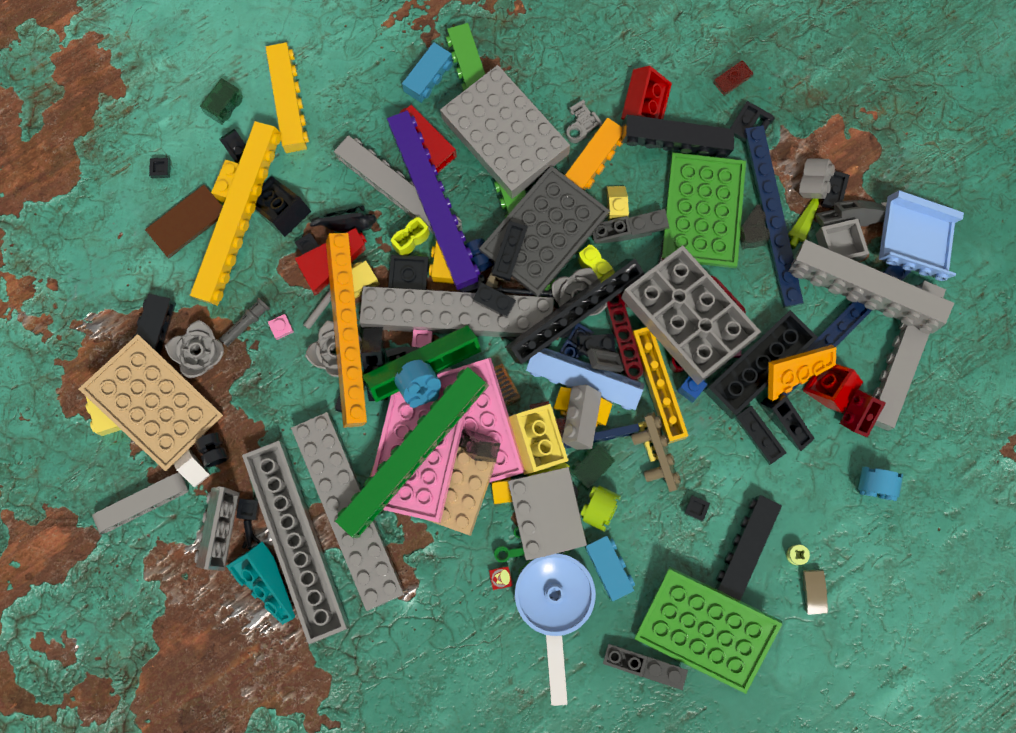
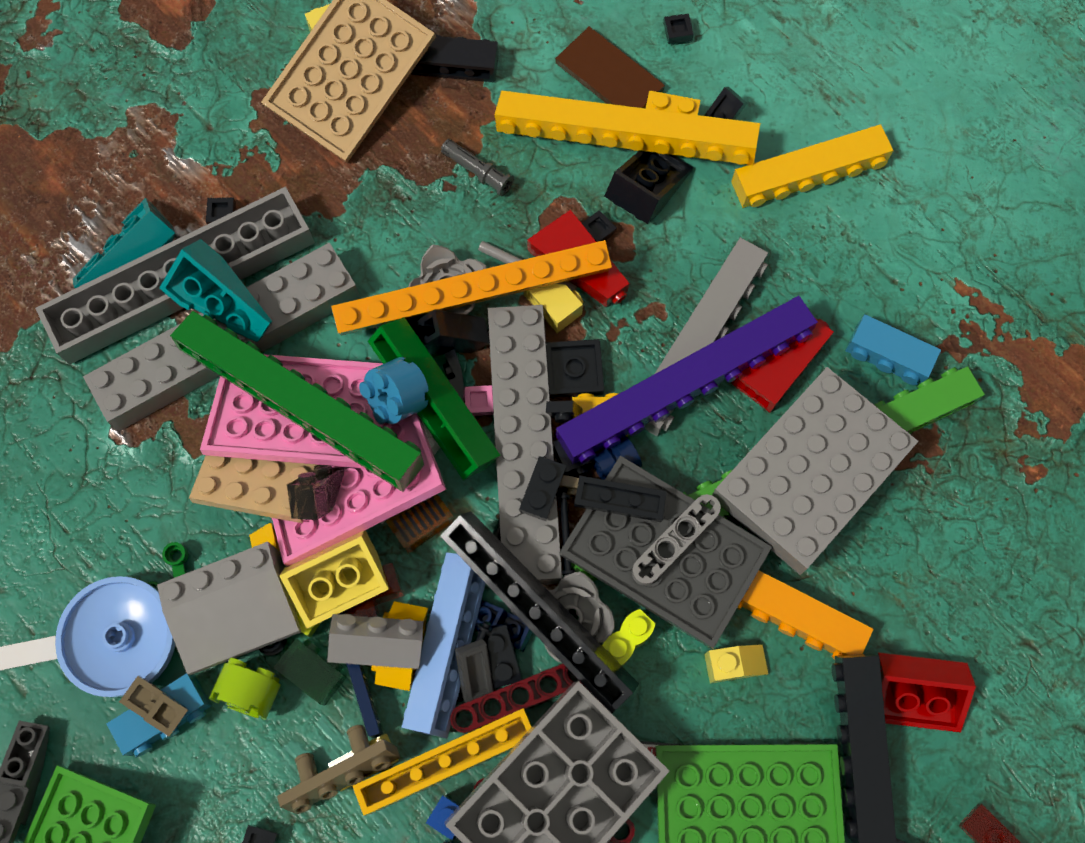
camera: 80 degrees right, 5 degrees down
(140, 503) = (221, 84): light grey beam -> none
(182, 350) = (427, 97): light grey brick -> none
(191, 468) = (271, 135): white slope -> none
(214, 456) = (286, 156): black wheel -> none
(217, 529) = (186, 177): light grey slope -> none
(222, 101) = (788, 86): clear green brick -> none
(249, 536) = (187, 220): black bar -> none
(280, 326) = (477, 213): bright pink plate -> none
(315, 510) = (207, 284): none -> teal wedge
(345, 220) = (642, 272): black animal -> none
(414, 234) = (623, 357): neon yellow brick -> none
(443, 281) = (563, 410): none -> black plate
(500, 578) = (142, 557): tile -> none
(541, 220) = (674, 538): none -> light grey beam
(584, 122) = (864, 599): light grey piece -> none
(605, 567) = (154, 705): none -> dark tan slope
(631, 228) = (699, 690): dark grey slope -> none

